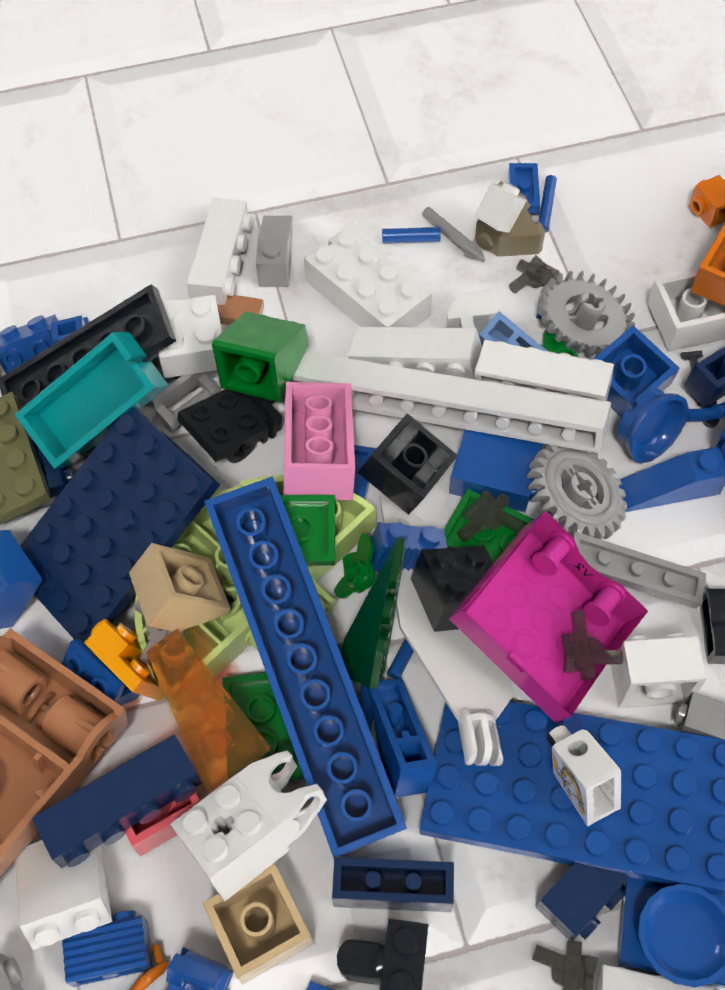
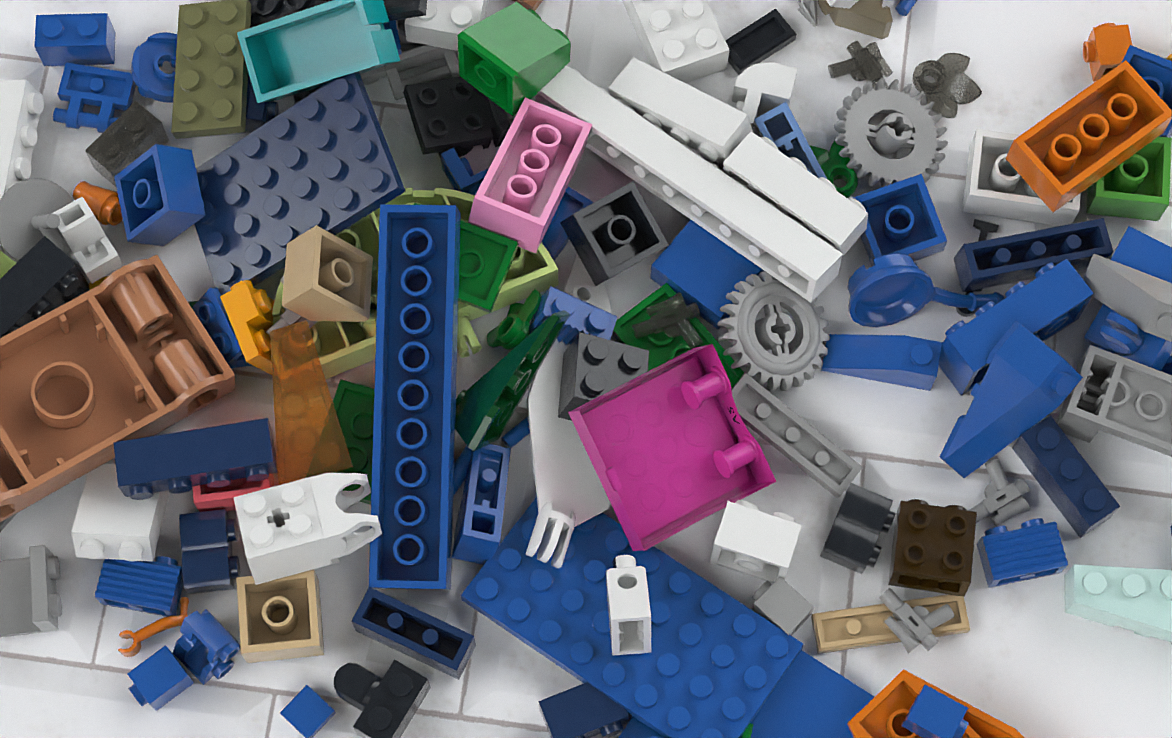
camera: 20 degrees right, 10 degrees up
(161, 889) = (208, 551): none -> dark blue brick
(252, 466) = (460, 173): none -> blue bracket
(448, 285) = (759, 41): none -> black tile
(585, 650) = (689, 494): clear smoke piece -> none
(605, 265) = (951, 83): none -> clear smoke plate

